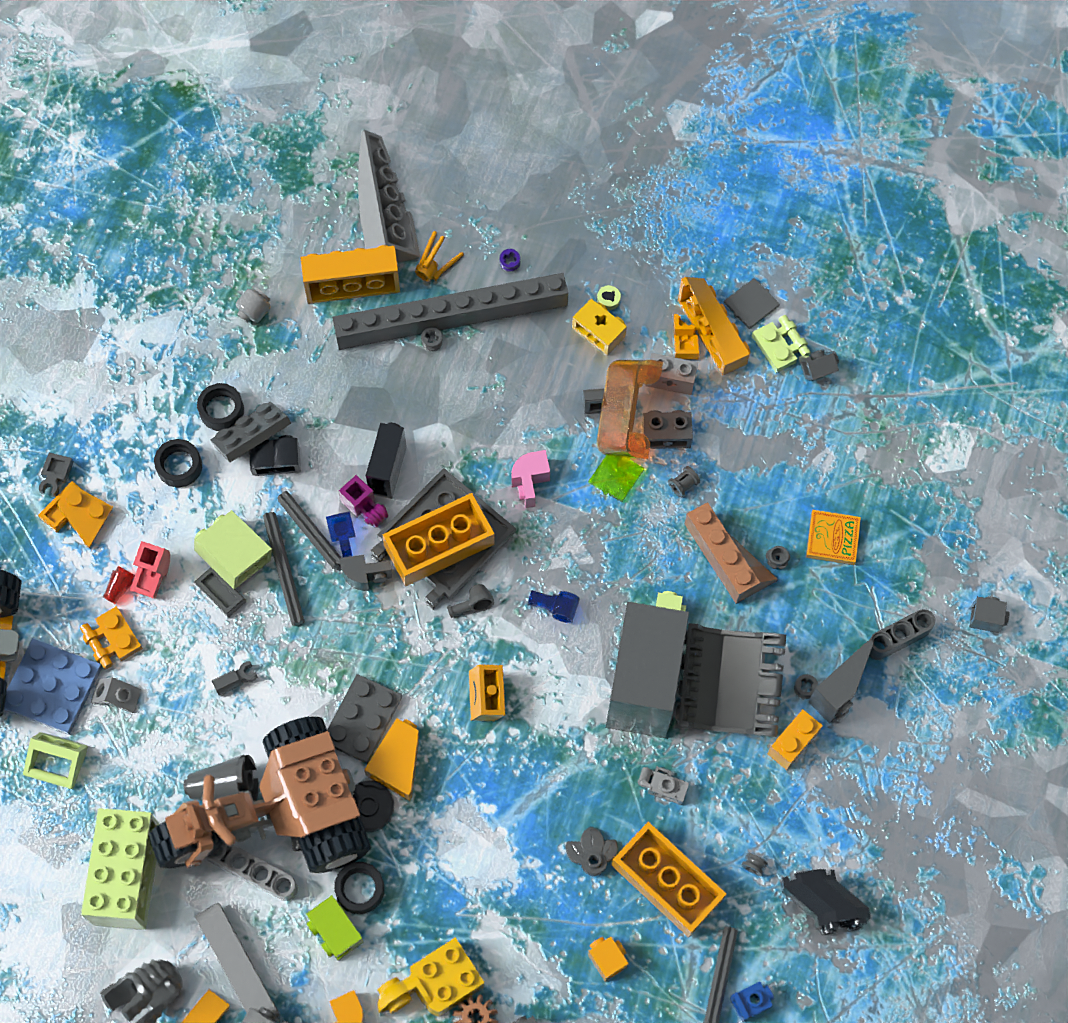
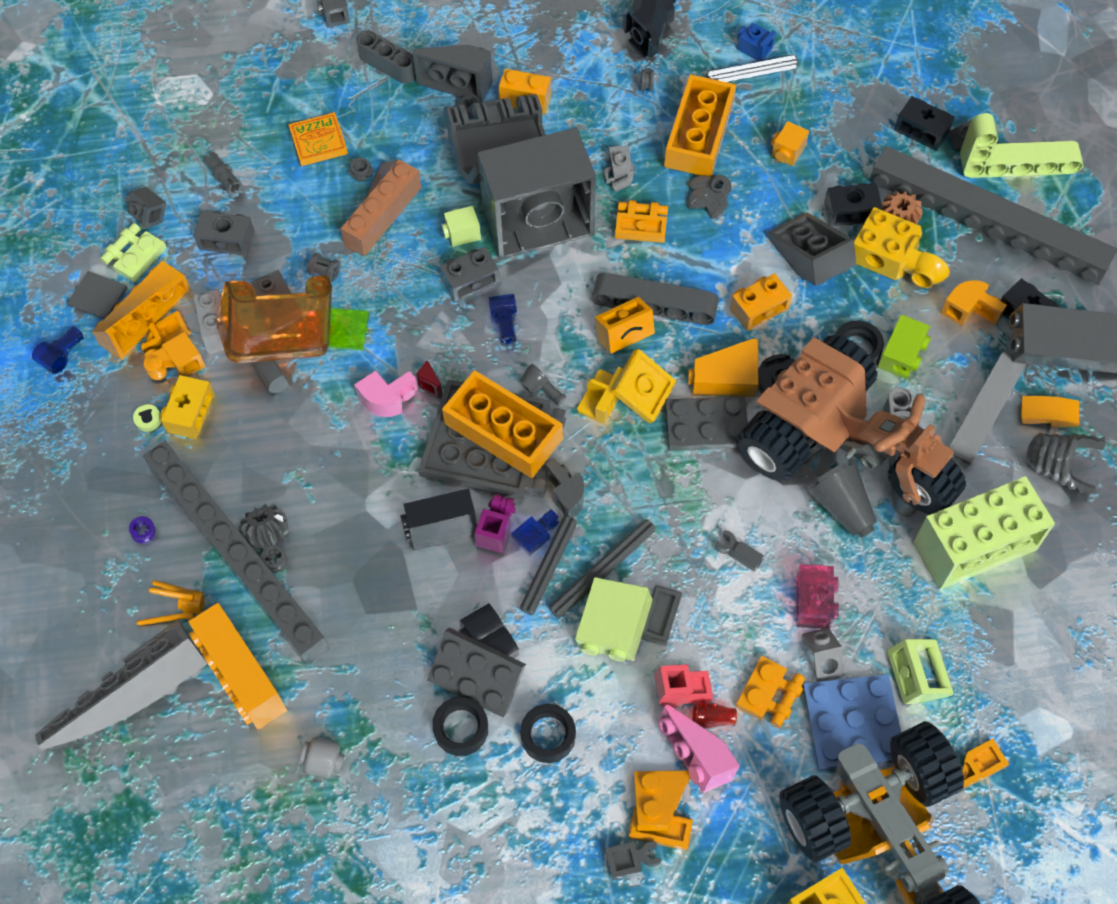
camera: 115 degrees left, 5 degrees down
(91, 558) = (703, 753): none -> bright pink slope
(152, 701) = (809, 610): none -> clear pink brick
(420, 678) = (643, 386): none -> yellow tile
(436, 647) = (598, 399): none -> yellow panel
(450, 827) = (760, 301): none -> light orange brick
(457, 338) = (264, 526): none -> dark grey gear
(481, 909) = (814, 248): none -> dark grey slope
(503, 738) = (664, 299): none -> dark grey beam
(508, 960) = (851, 203): none -> black brick
(524, 515) = (428, 380): none -> dark red slope
(586, 768) = (640, 226): none -> light orange plate
(612, 593) = (469, 274): none -> dark grey brick
(652, 335) = (175, 353): none -> light orange brick
(705, 249) = (54, 355): none -> clear blue pin
(766, 405) = (235, 239): none -> dark grey brick
(831, 442) = (222, 173): none -> dark grey pin

